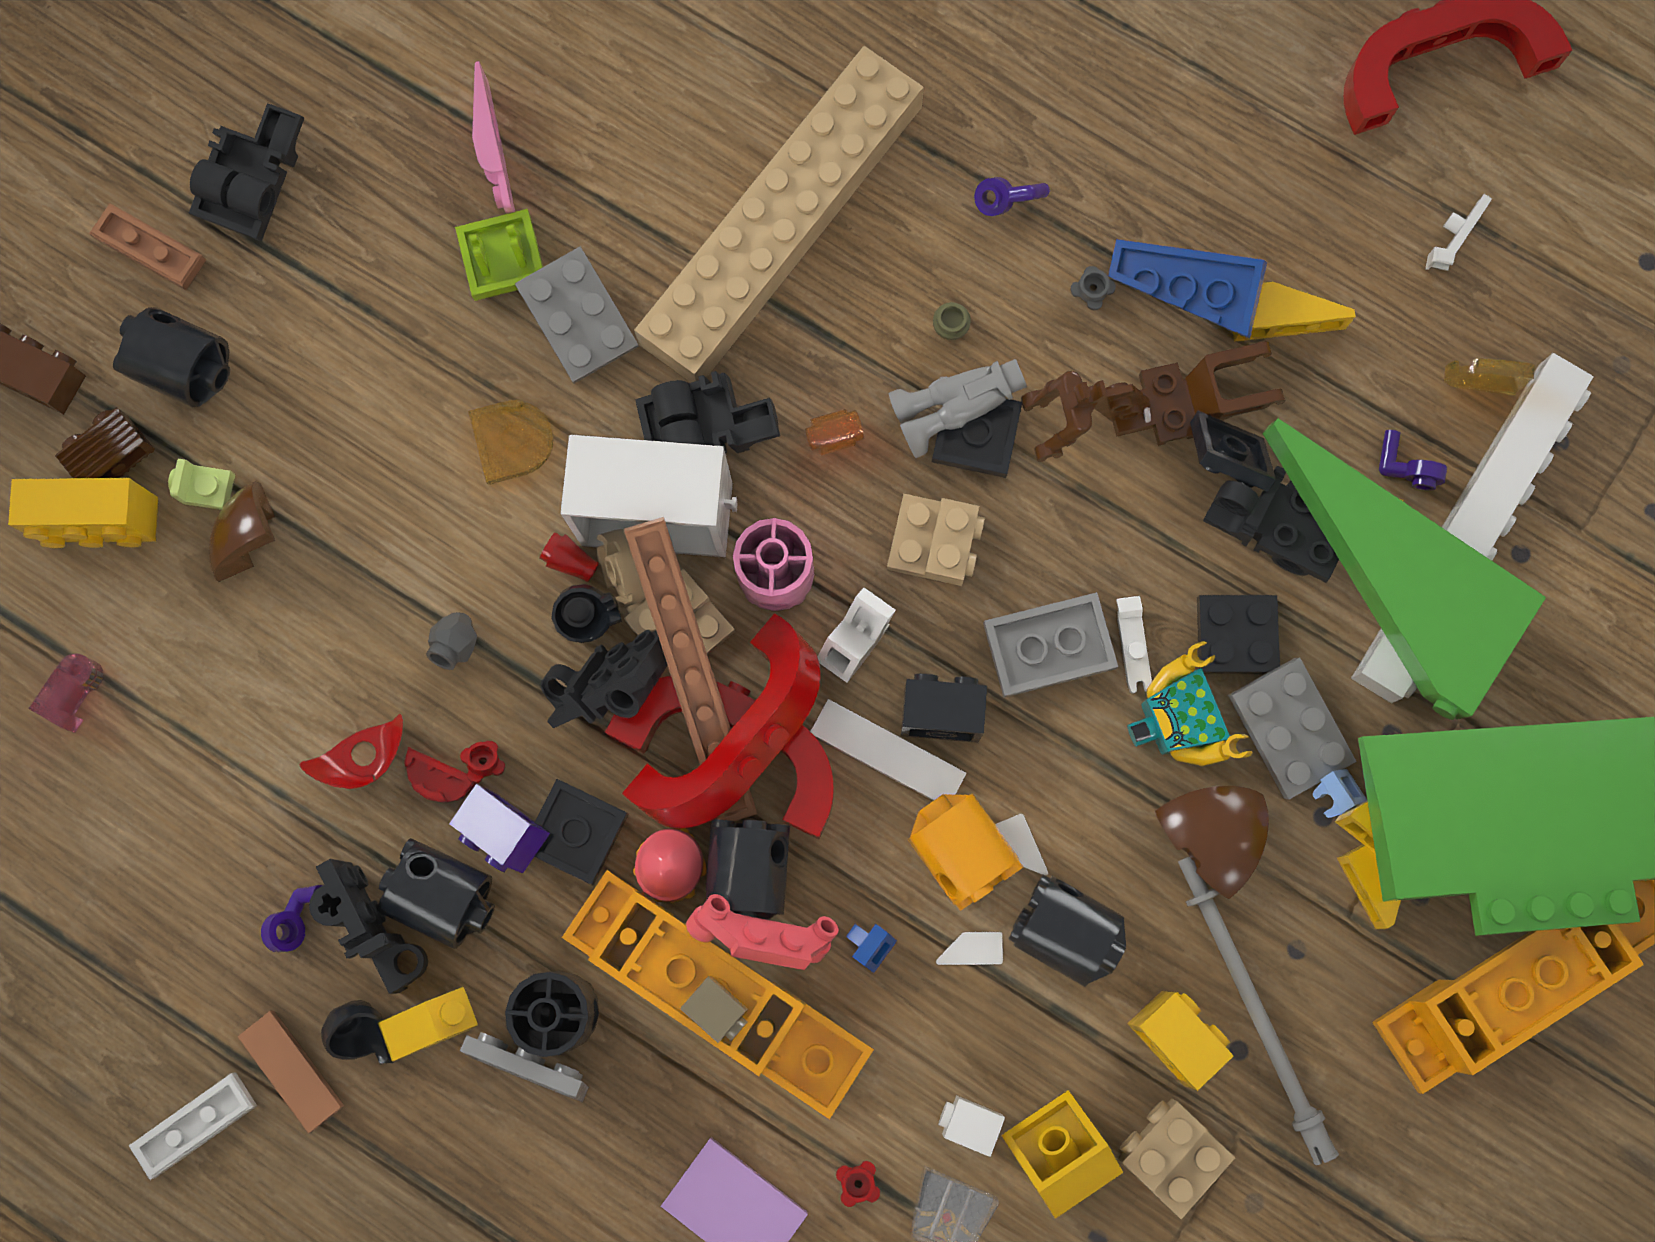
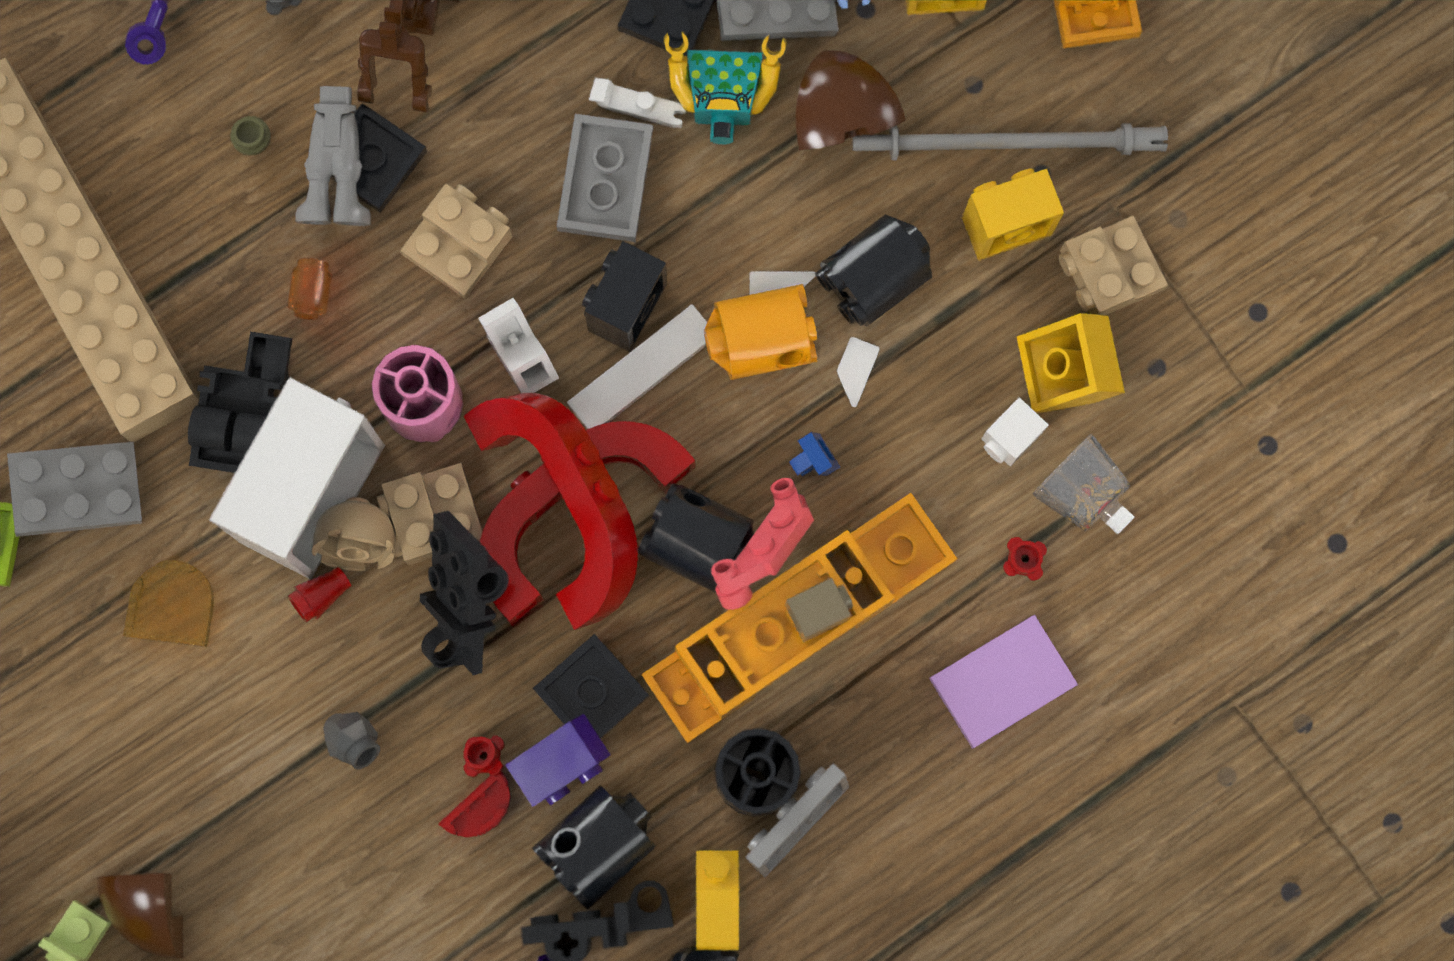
camera: 75 degrees left, 0 degrees up
(339, 769) = (420, 844): red piece -> none
(584, 613) = (382, 595): black piece -> none
(669, 865) = (661, 613): coral hair -> none
(682, 645) = (458, 502): nougat tile -> none

